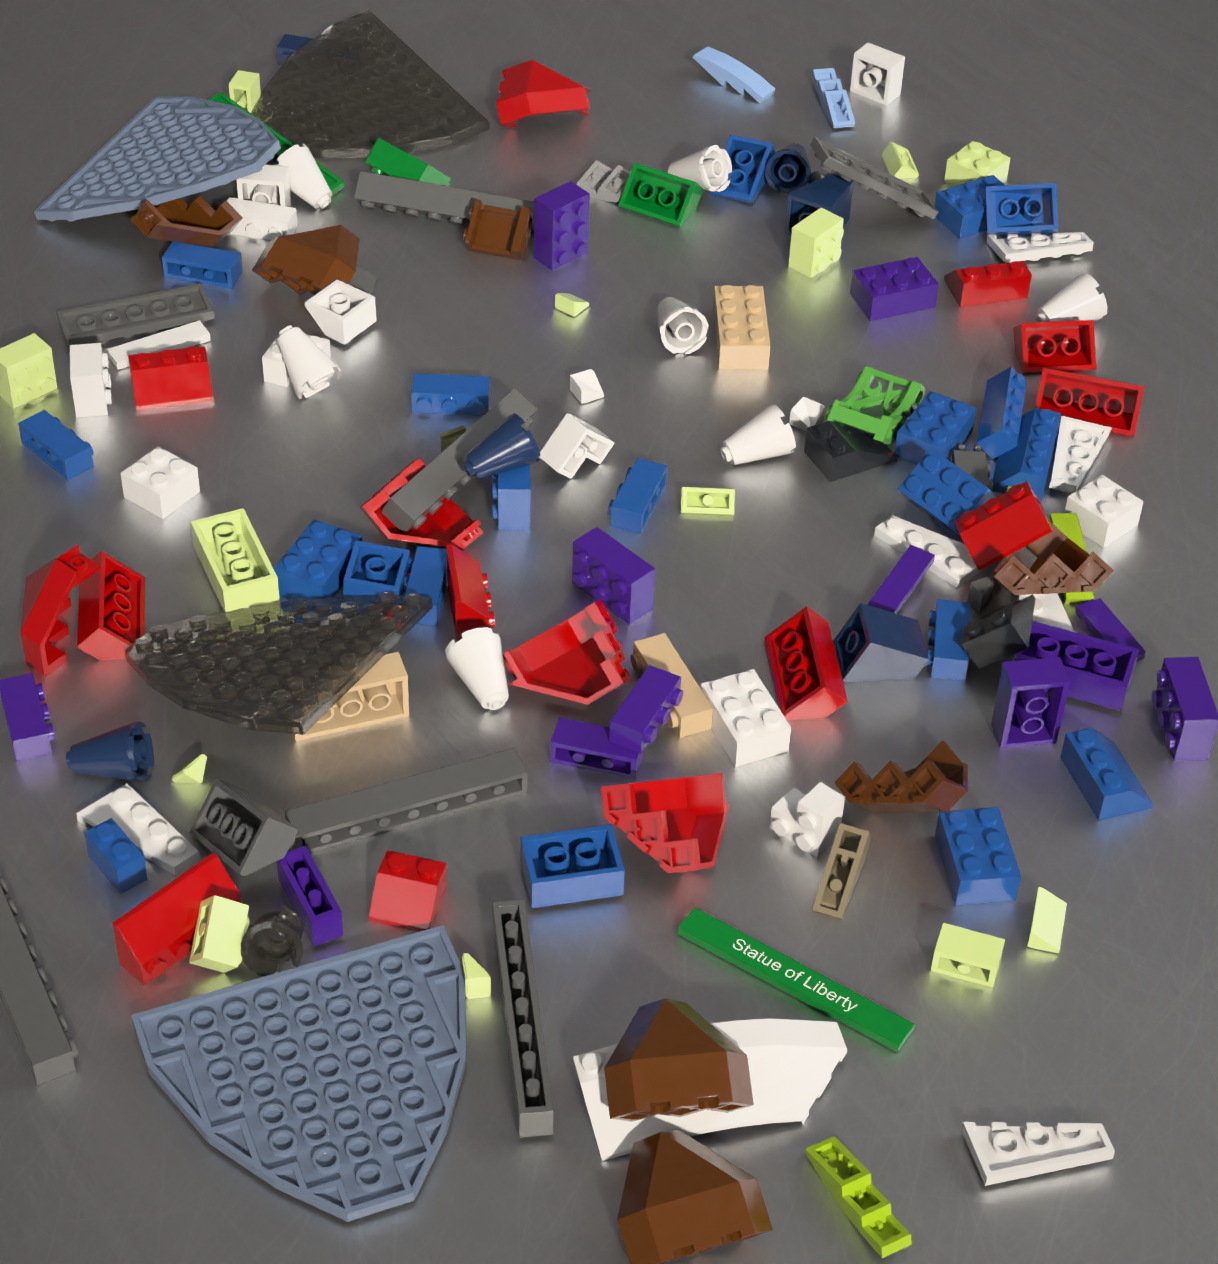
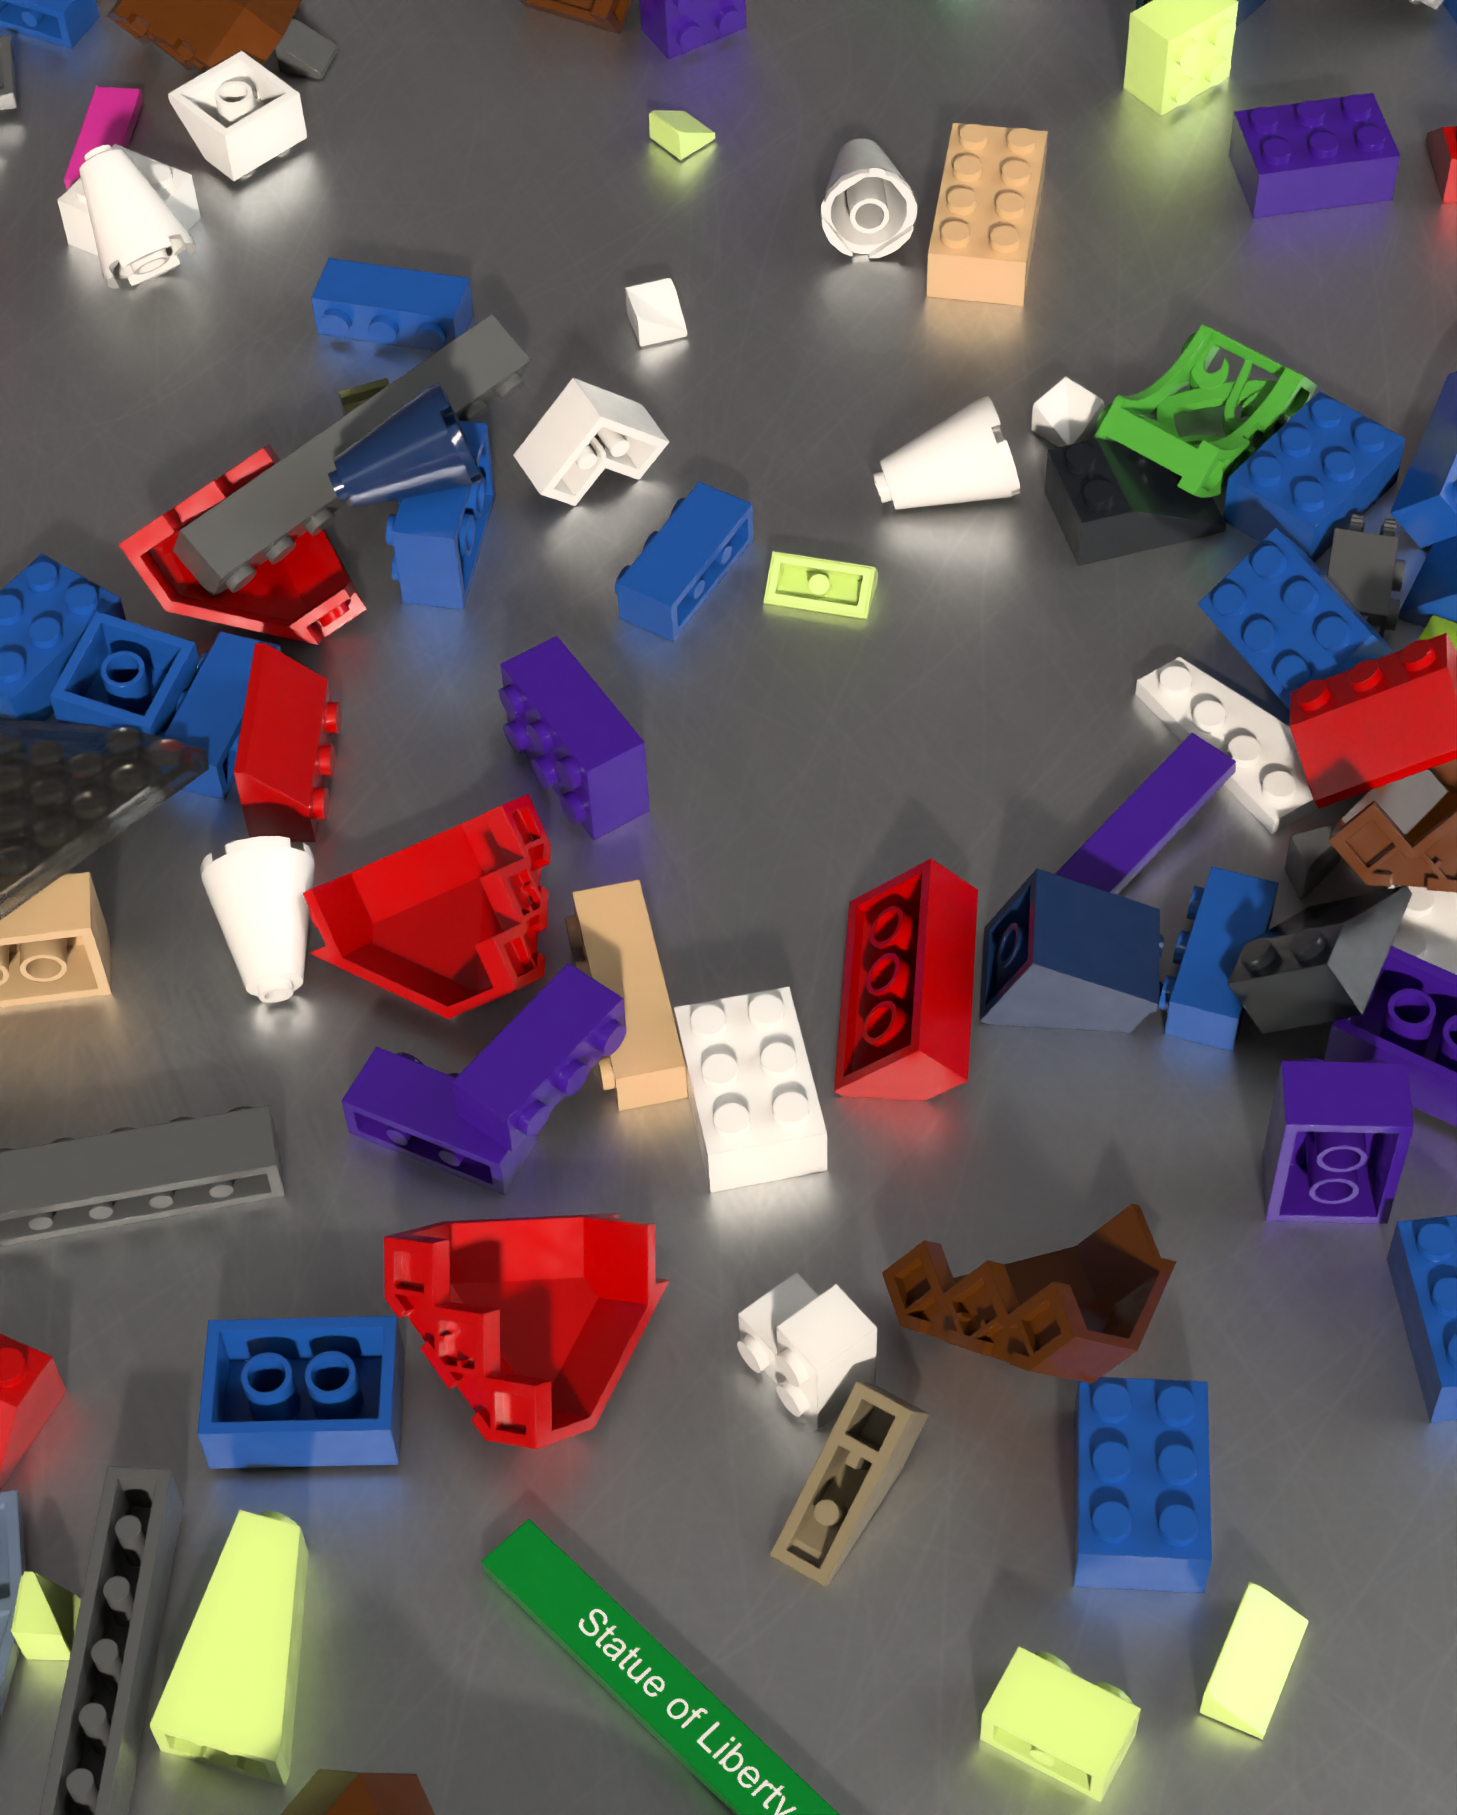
camera: 15 degrees right, 10 degrees up
(266, 327) = (107, 122): none -> dark pink tile
(578, 982) = (239, 1665): none -> yellowish green slope

